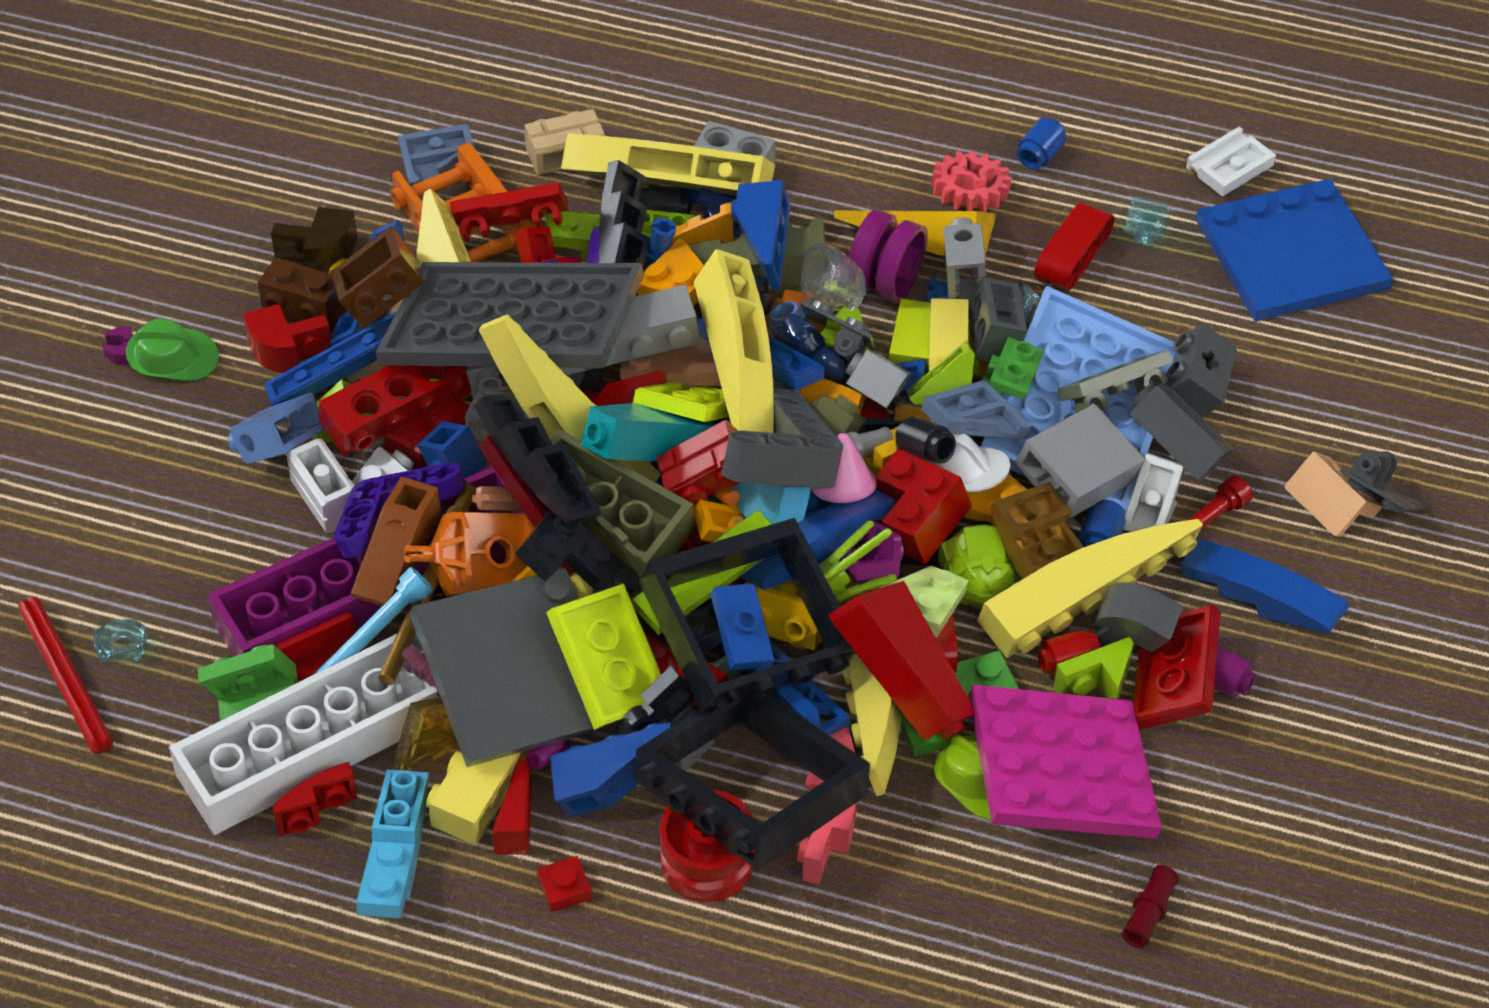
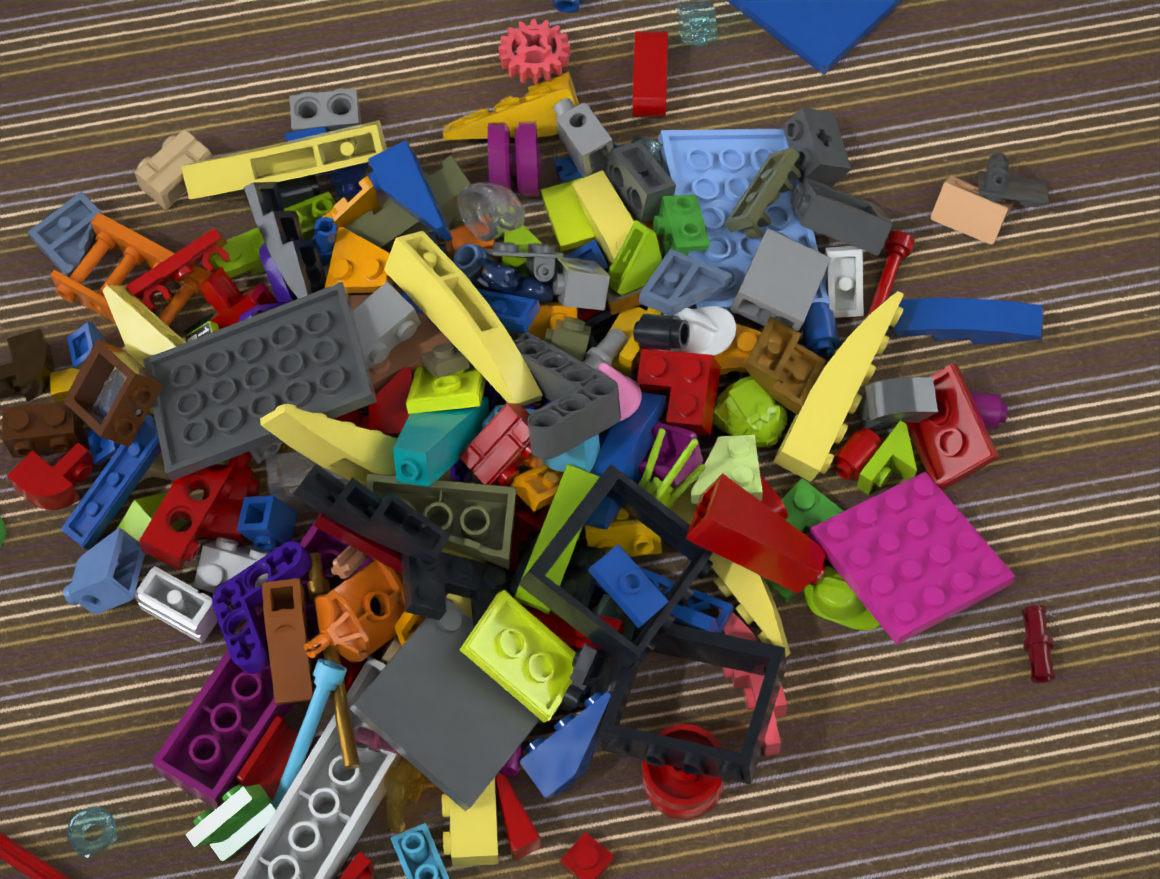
camera: 25 degrees left, 15 degrees up
(702, 380) = (444, 360): none -> dark tan plate

